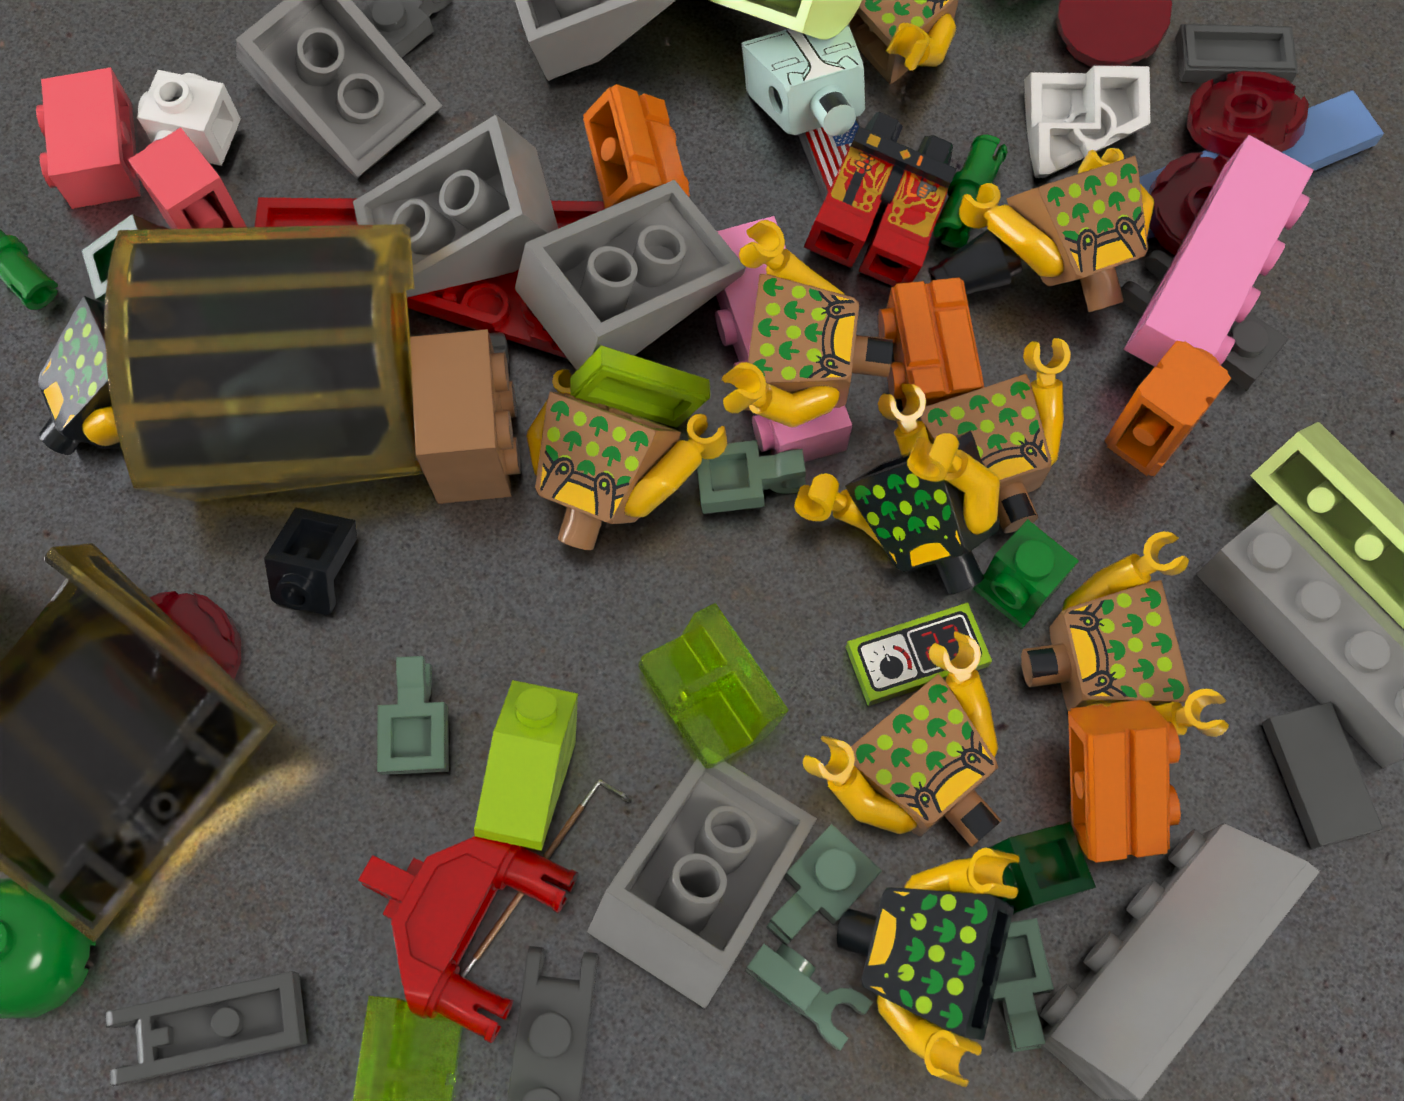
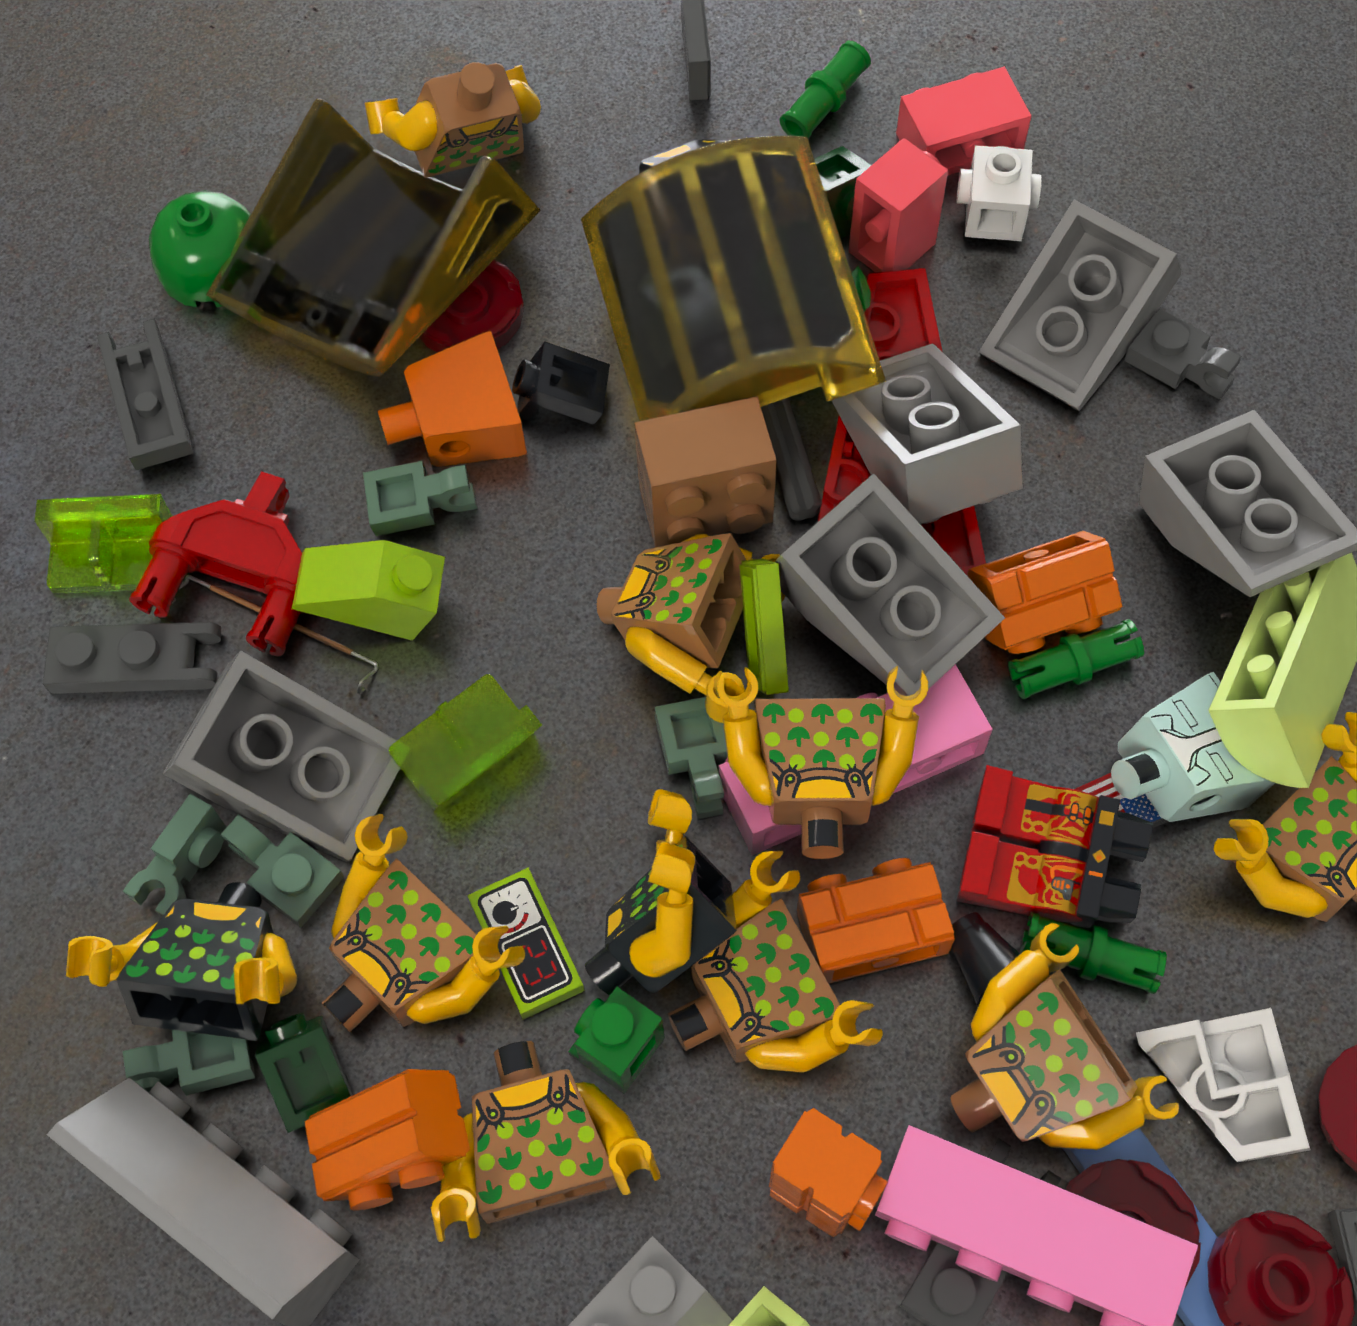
camera: 85 degrees right, 5 degrees down
(313, 663) = (459, 406): none -> orange torso
(700, 152) = (1076, 658): none -> green pin

